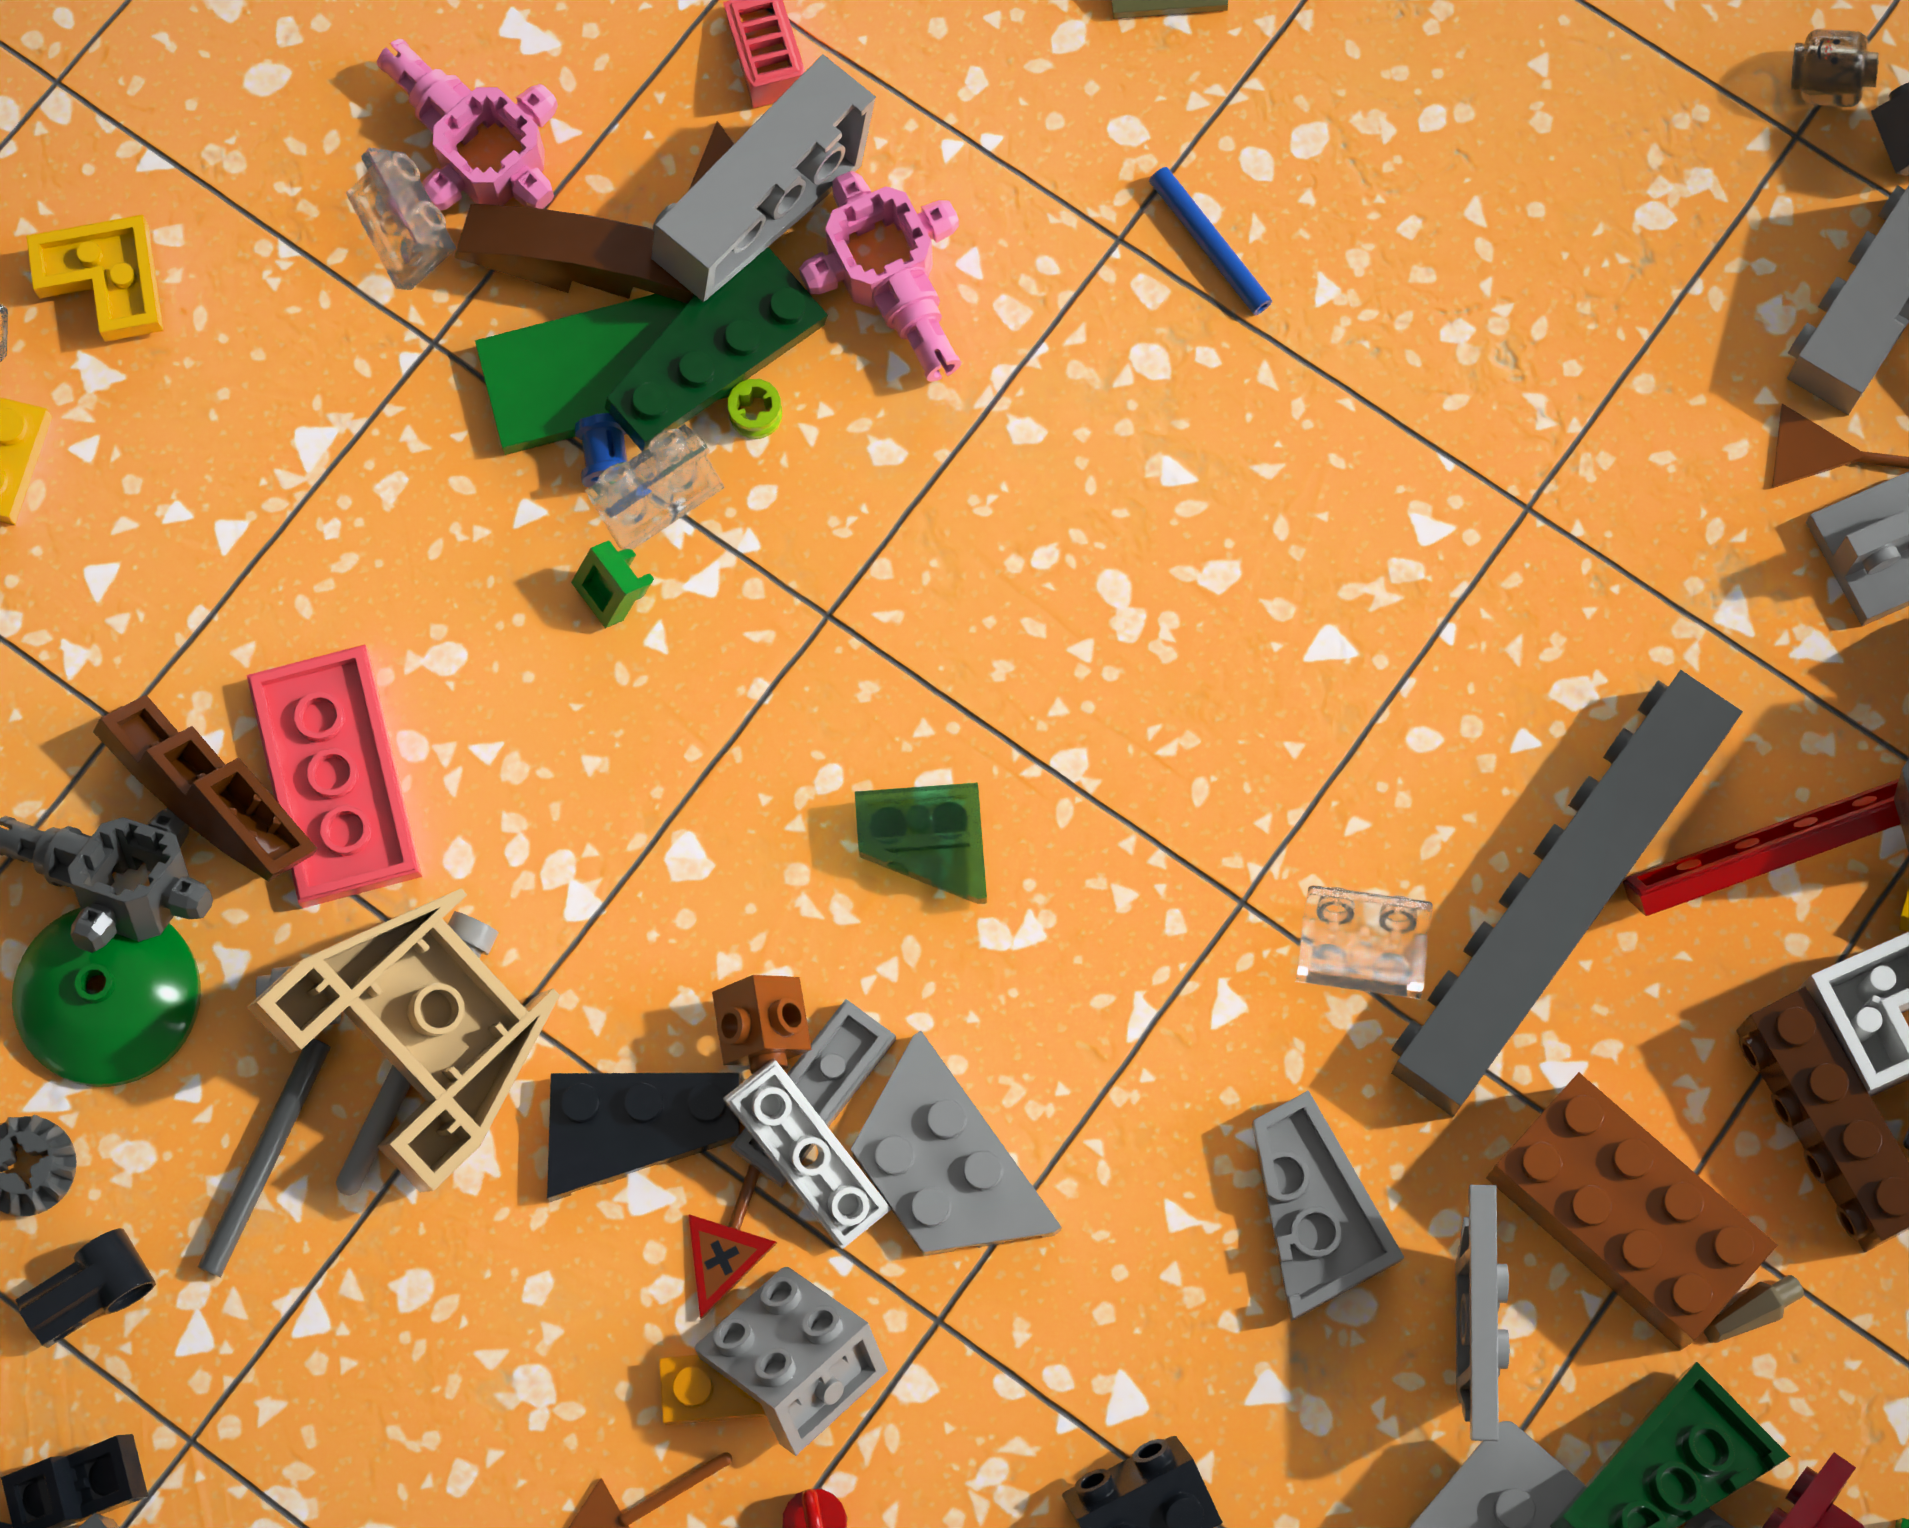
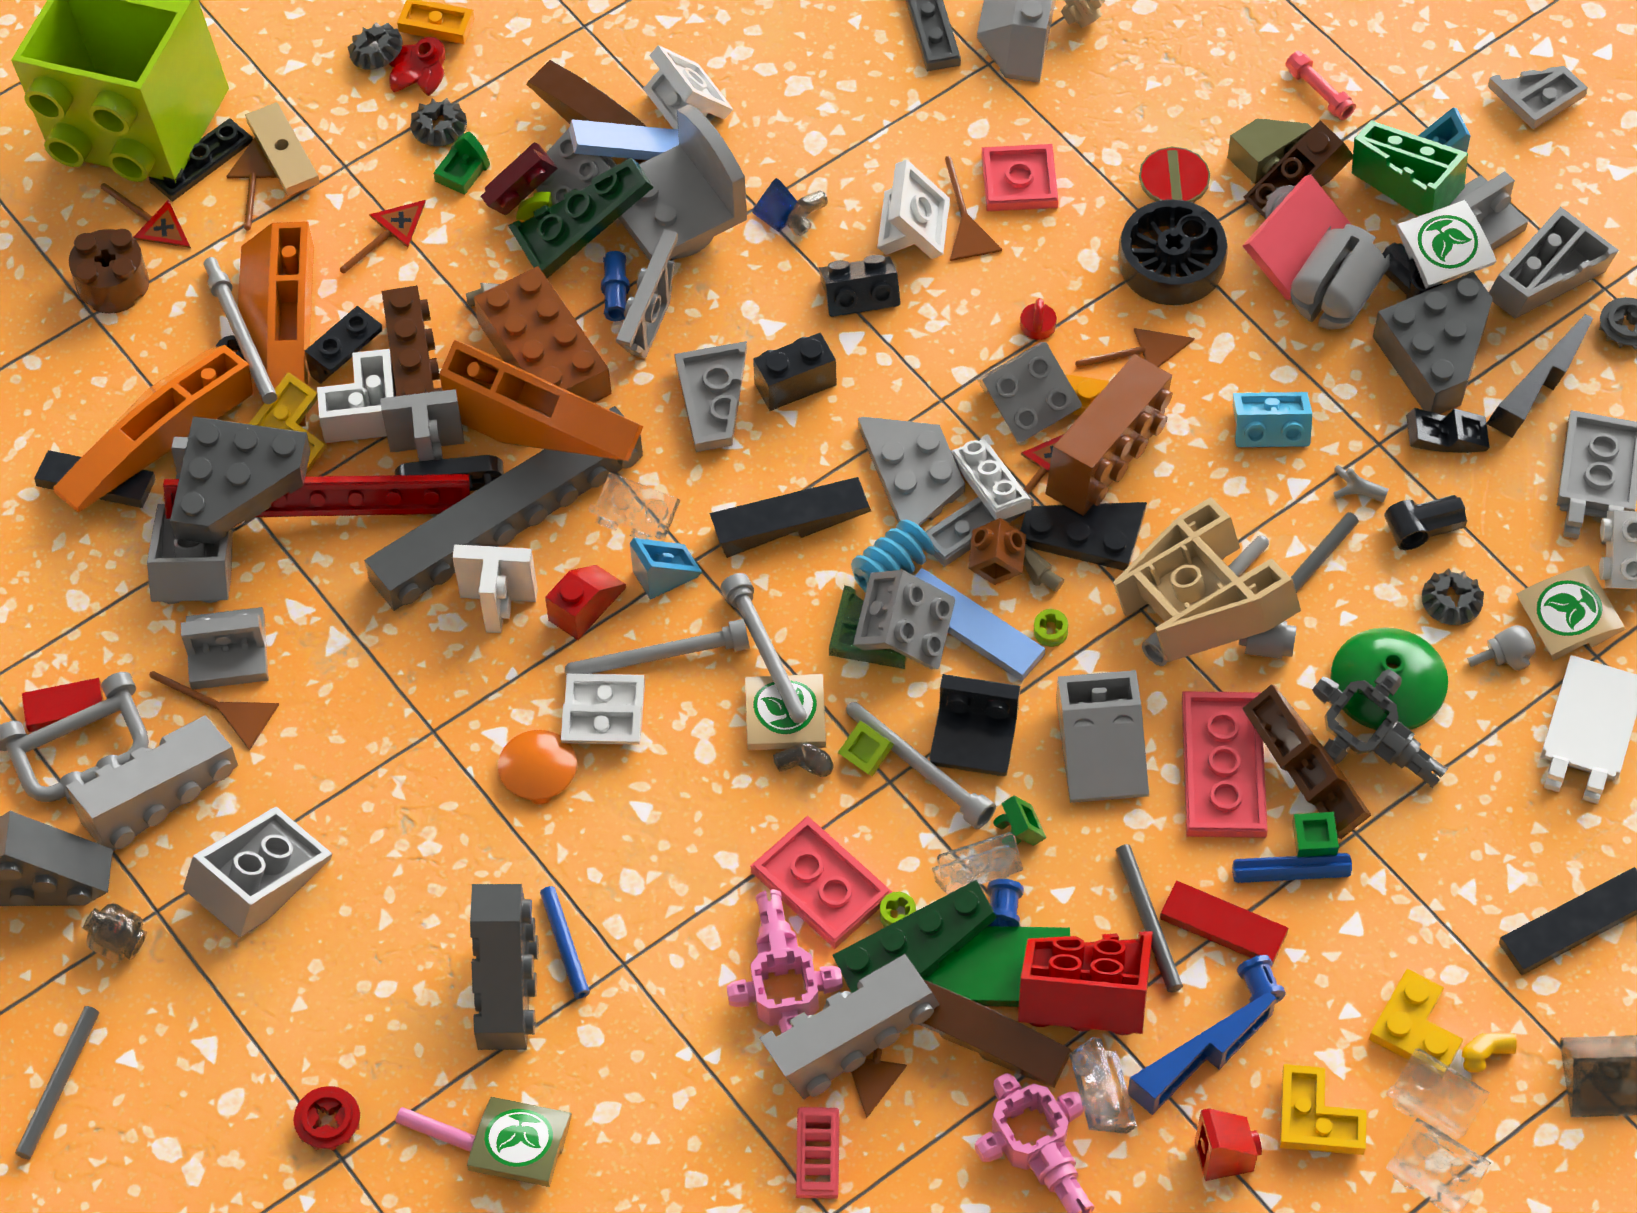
camera: 165 degrees left, 15 degrees down
(170, 672) = (1315, 834): none -> green tile
(200, 631) = (1291, 868): none -> blue axle
(207, 1336) = (1359, 486): none -> light grey bar
(212, 437) = (1260, 978): none -> blue bush
(213, 180) = (1225, 1144): none -> red slope
(256, 330) = (1217, 1045): none -> blue slope
(284, 521) = (1223, 922): none -> red tile
(372, 1426) = (1272, 419): none -> medium azure bracket
(395, 502) = (1149, 918): none -> dark grey bar
(450, 352) = (1086, 983): none -> red wedge
(521, 749) = (1102, 736): none -> light grey slope
(625, 1269) = (1109, 435): none -> dark orange brick
(635, 945) = (1060, 621): none -> lime bush
(685, 592) = (975, 808): none -> light grey piece
(691, 1029) = (1040, 570): none -> dark tan bar
(718, 713) = (975, 725): none -> black bracket
(774, 903) = (988, 633): none -> light blue tile
(872, 834) = (905, 617): none -> light grey bracket
(873, 641) = (866, 748): none -> lime tile
(879, 427) = (821, 881): none -> coral tile
(926, 960) = (893, 552): none -> medium azure piece
(957, 599) = (807, 757): none -> clear smoke arm
(1012, 668) = (769, 720): none -> slope
(1114, 1007) = (800, 511): none -> black slope
(1134, 770) = (731, 637): none -> light grey piece
(1145, 843) = (739, 593): none -> light grey piece
(1192, 1278) = (794, 371): none -> black brick
(1274, 141) = (503, 966): none -> dark grey brick
(1281, 859) = (661, 565): none -> dark azure slope
(1286, 598) = (603, 709): none -> white slope
(1350, 487) = (537, 765): none -> orange dish
(1383, 771) = (582, 599): none -> red slope
(1523, 733) = (496, 579): none -> white bracket
(1557, 1379) = (615, 285): none -> blue pin
(1587, 1038) = (530, 410): none -> orange wedge
(1679, 213) = (254, 870): none -> light grey slope
(1679, 926) = (480, 468): none -> black beam
(1751, 969) = (423, 423): none -> light grey bracket
(1754, 1506) = (531, 204): none -> lime tile

